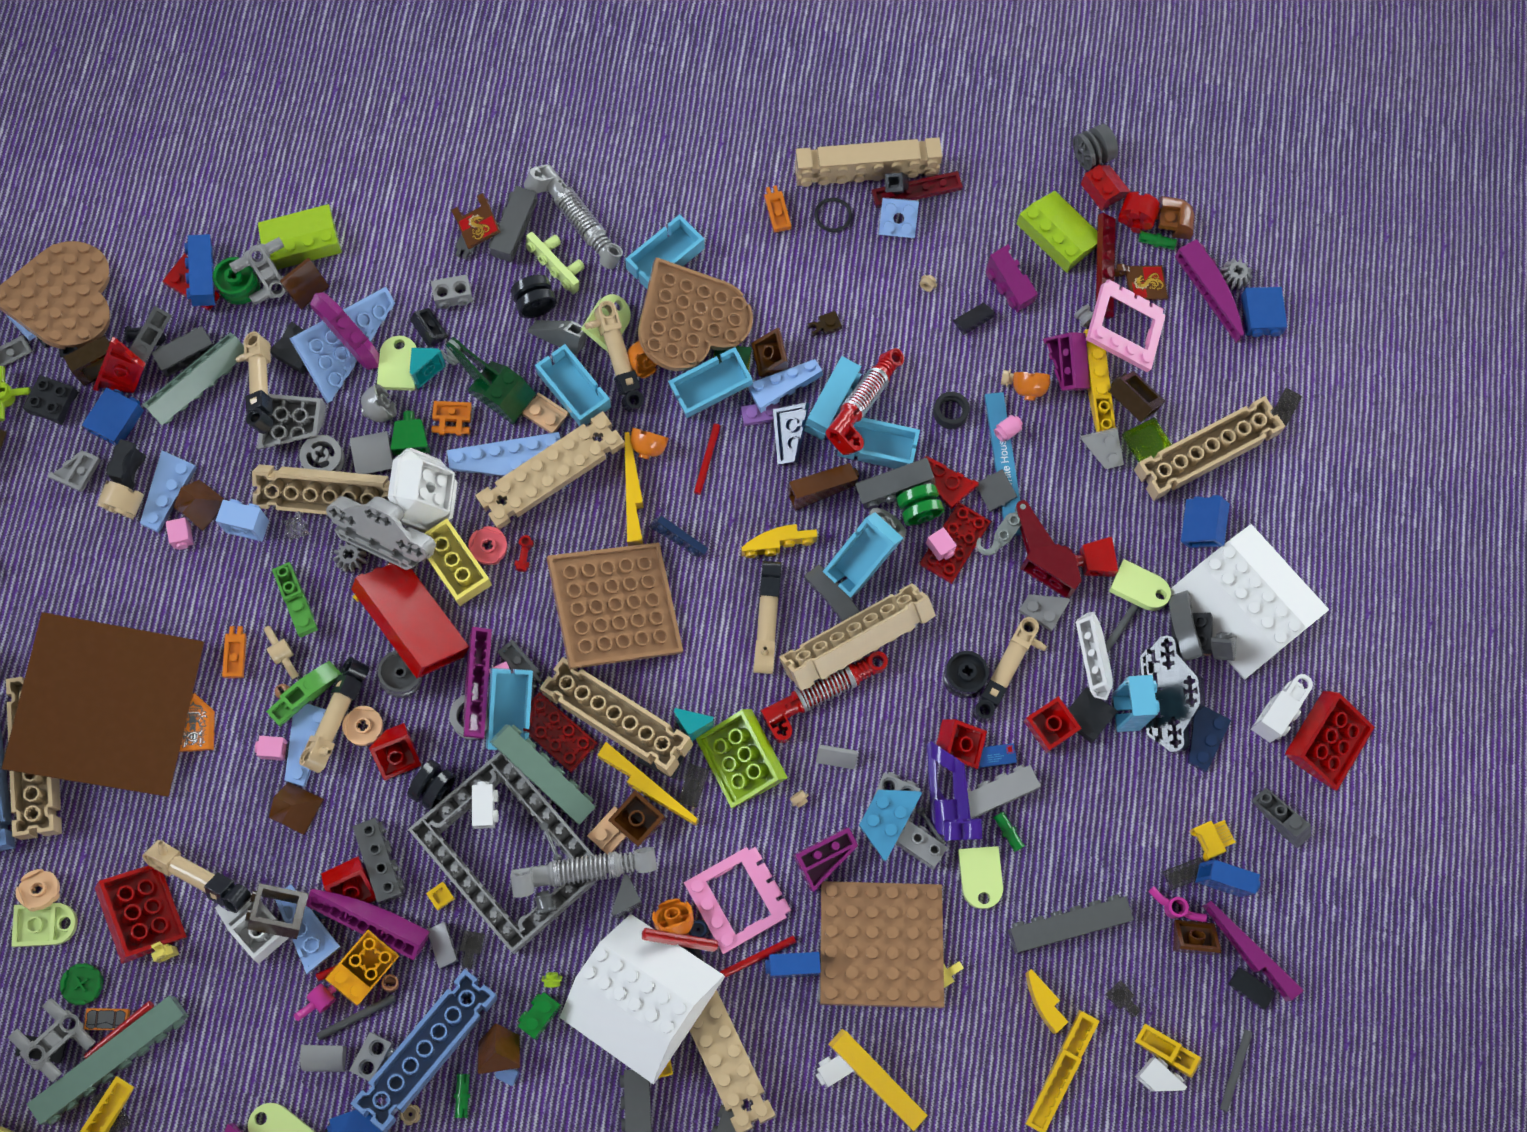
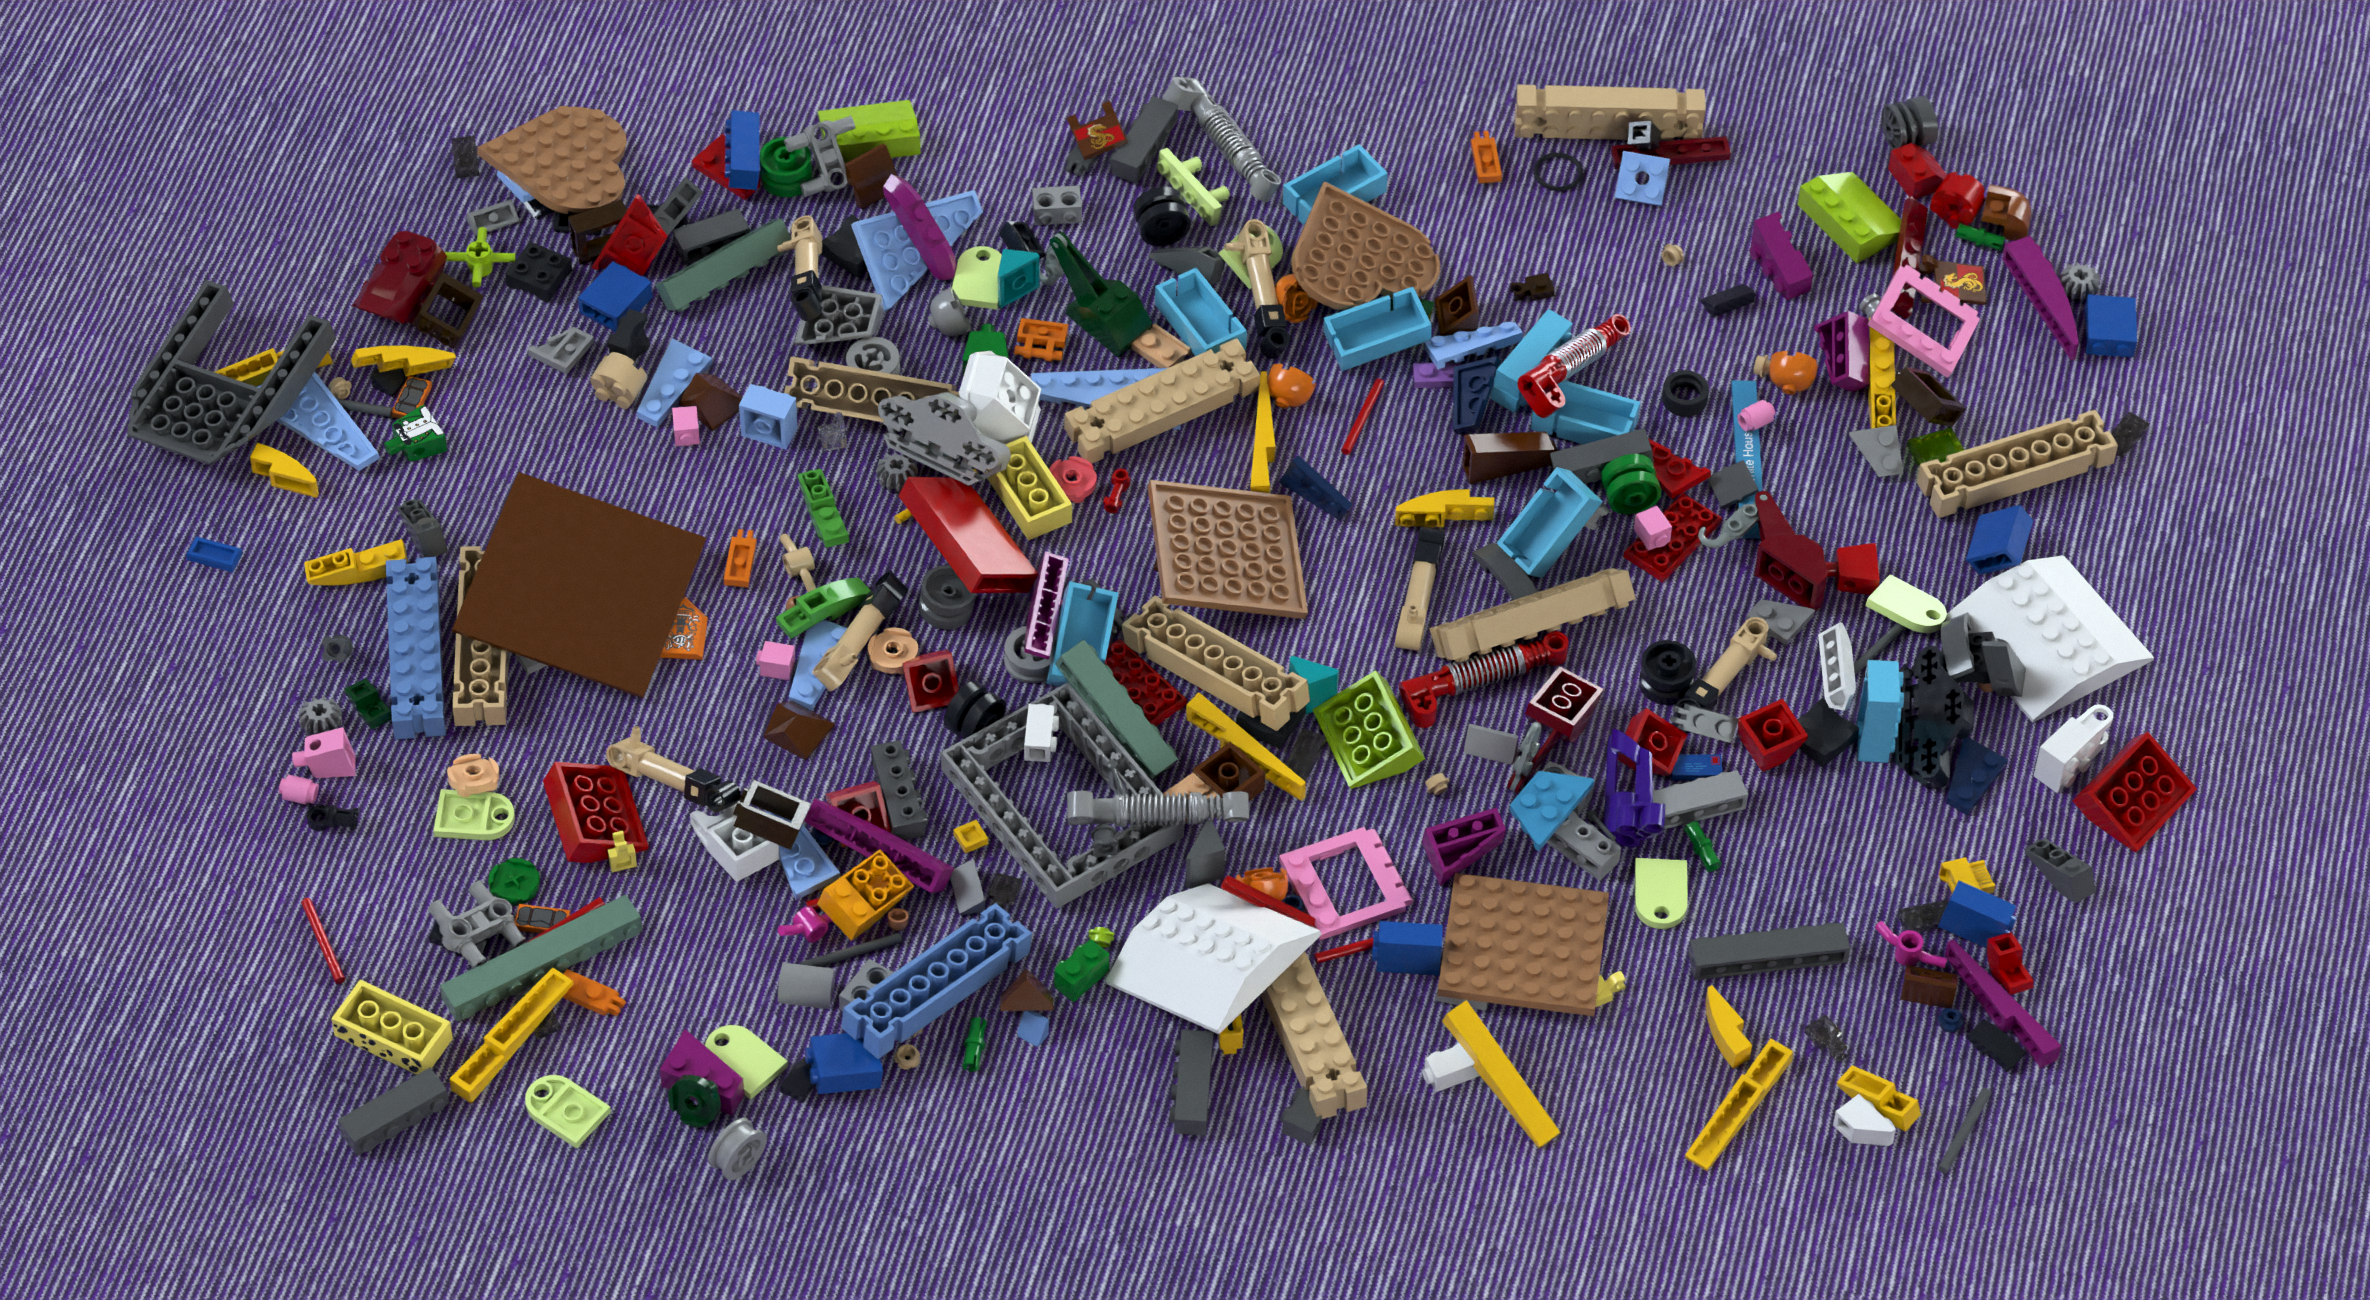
camera: 10 degrees right, 20 degrees down
(151, 1085) = (593, 995): none -> orange hinge
(371, 453) = (937, 364): light grey slope -> none
(887, 728) = (1561, 708): none -> dark red slope
(999, 720) = (1705, 722): none -> hinge
(1215, 974) = (1950, 1025): none -> dark blue plate
(1252, 915) = (2006, 964): none -> red brick

